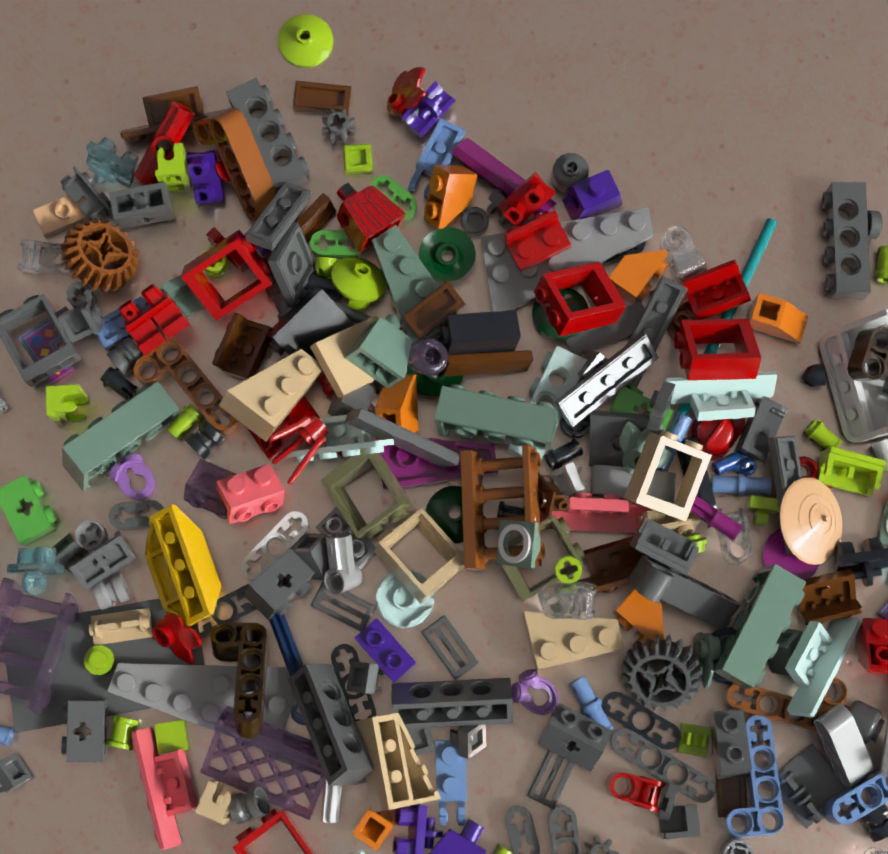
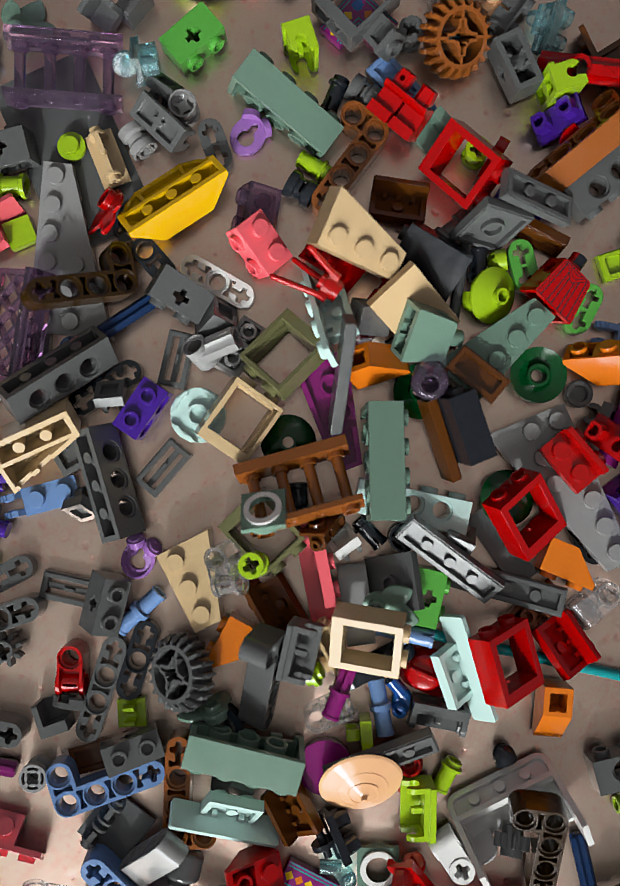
camera: 85 degrees right, 10 degrees up
(660, 405) = (438, 617): dark grey plate -> none

